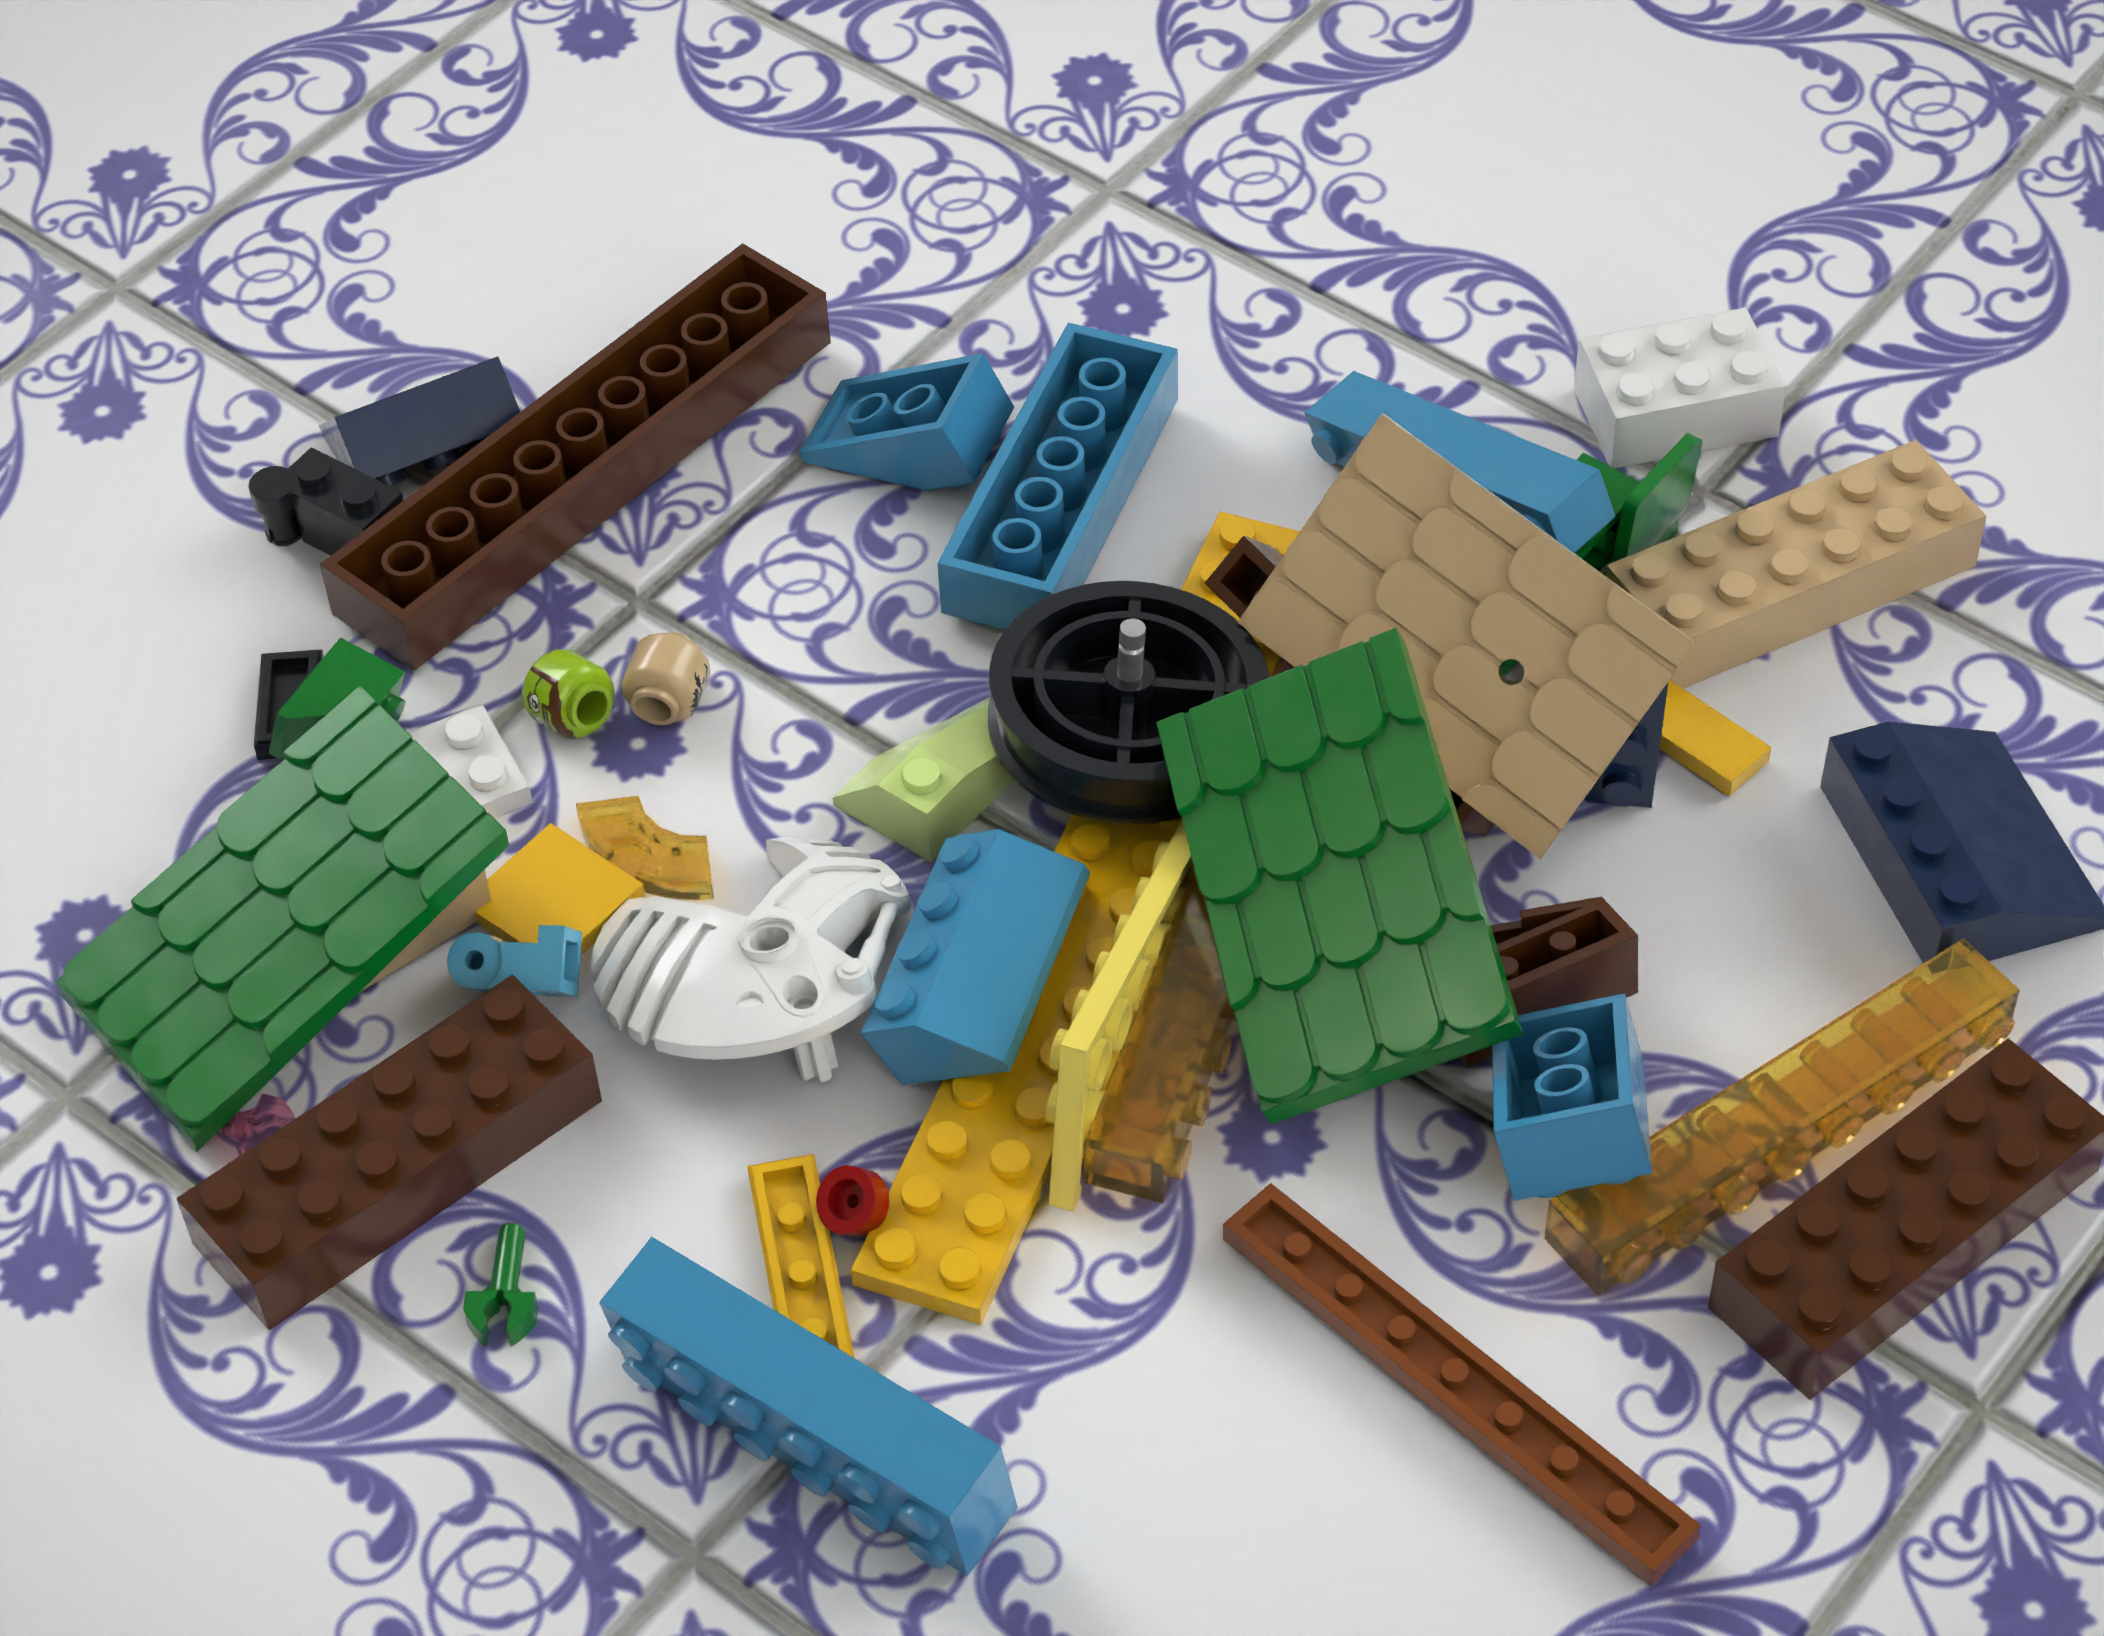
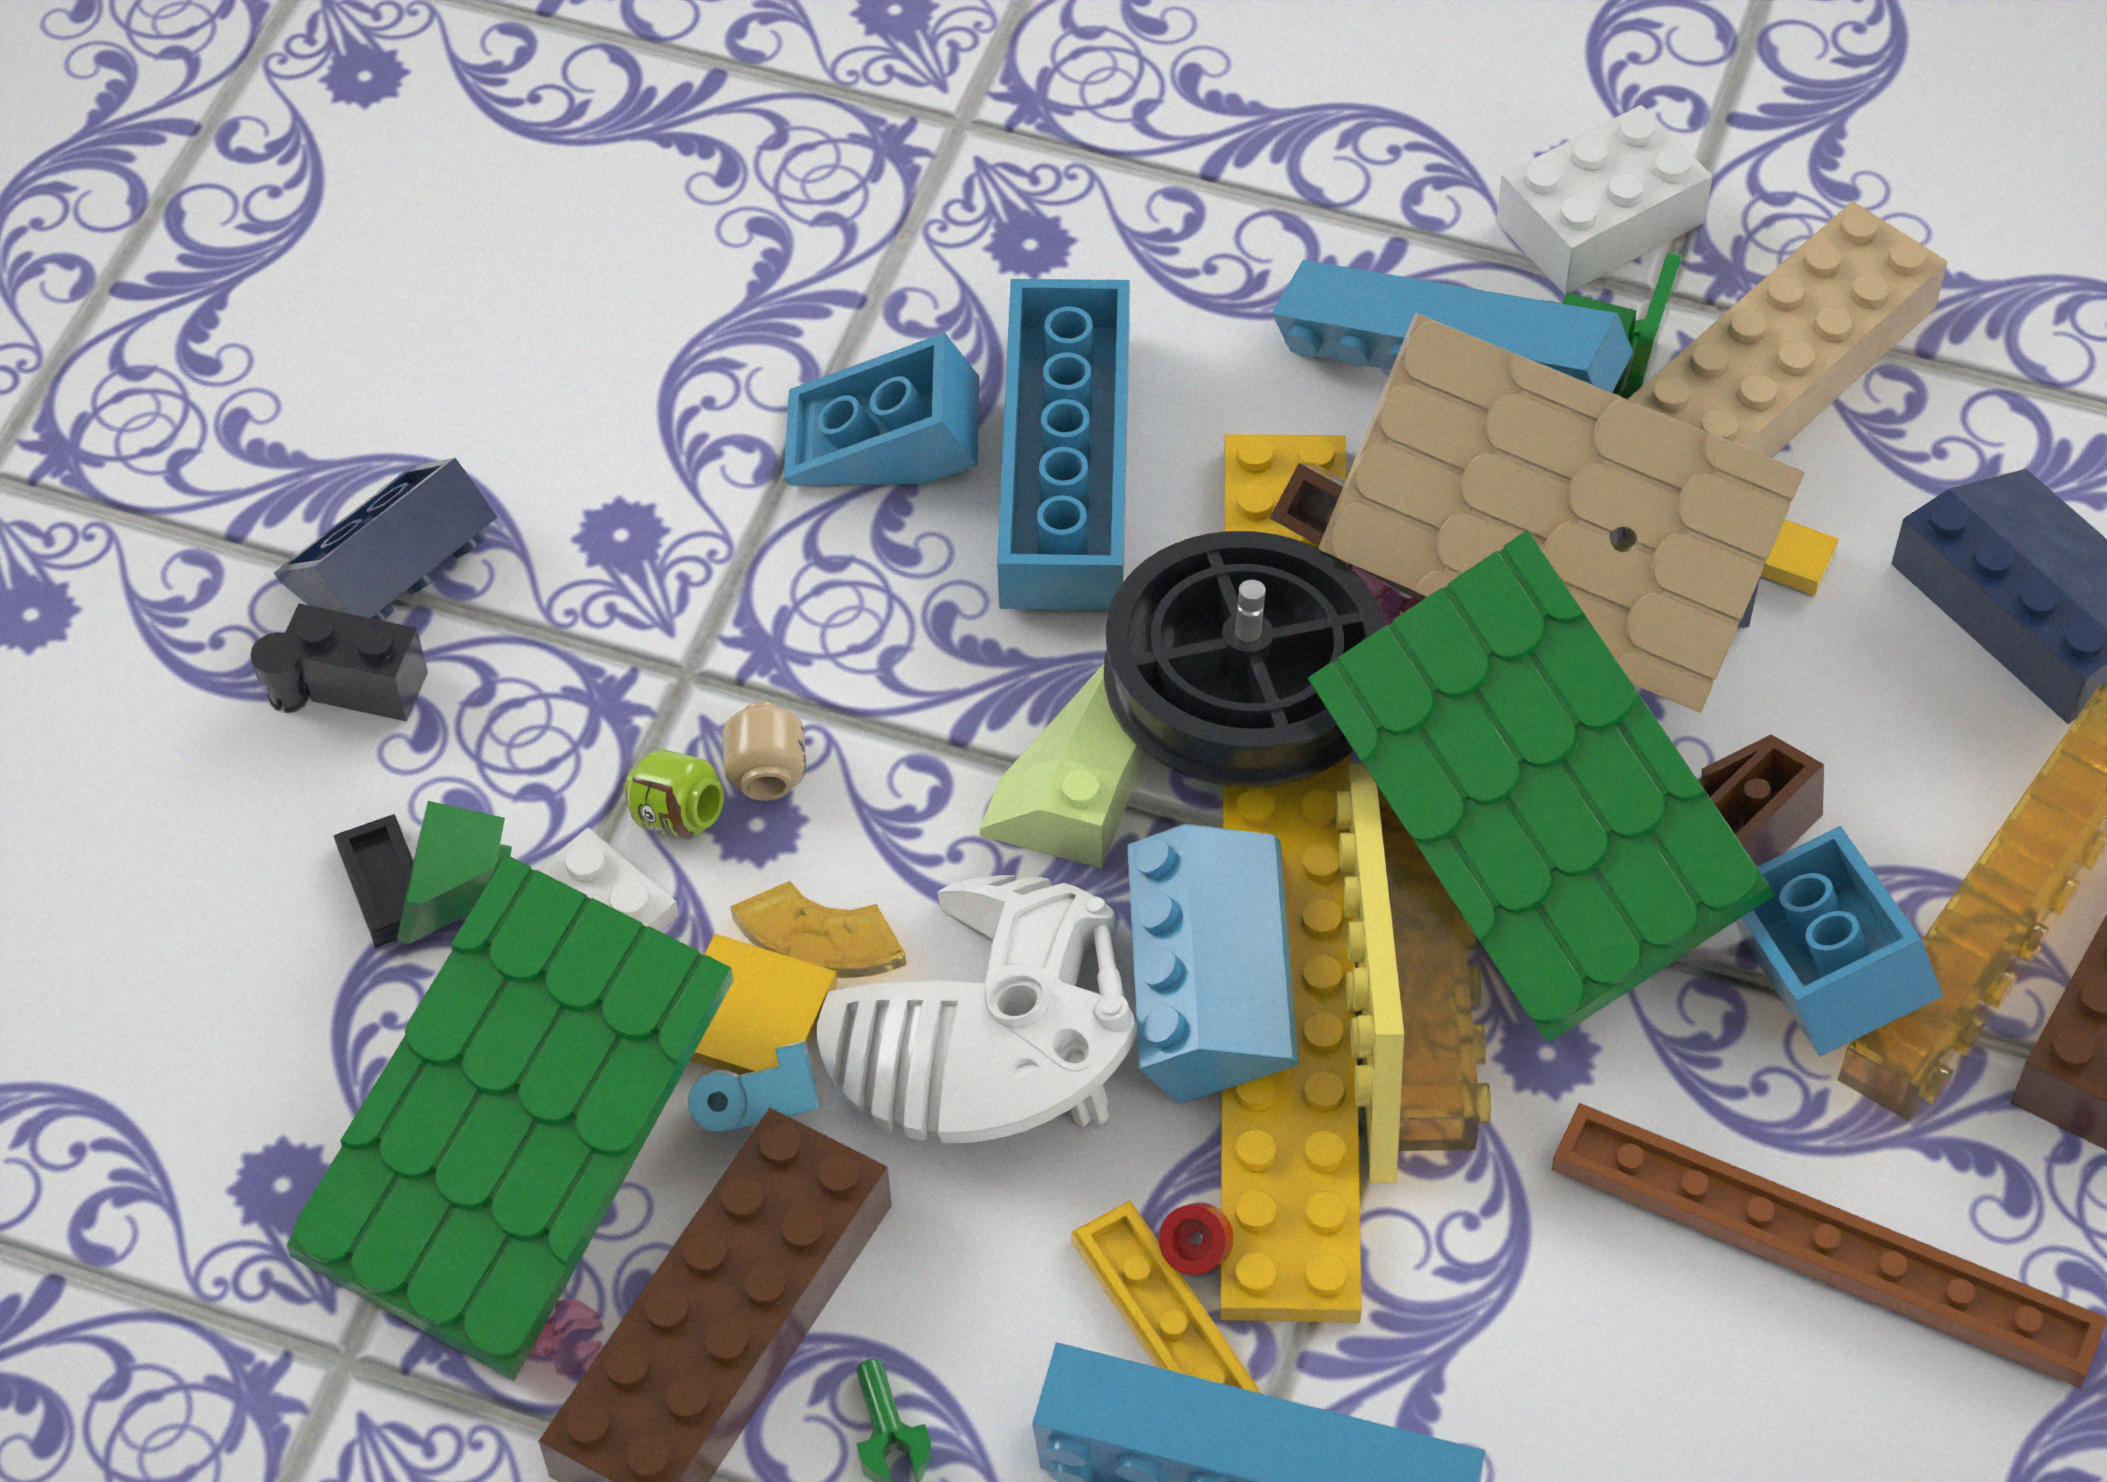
camera: 20 degrees left, 5 degrees up
(575, 456) = (567, 543): reddish brown brick -> none

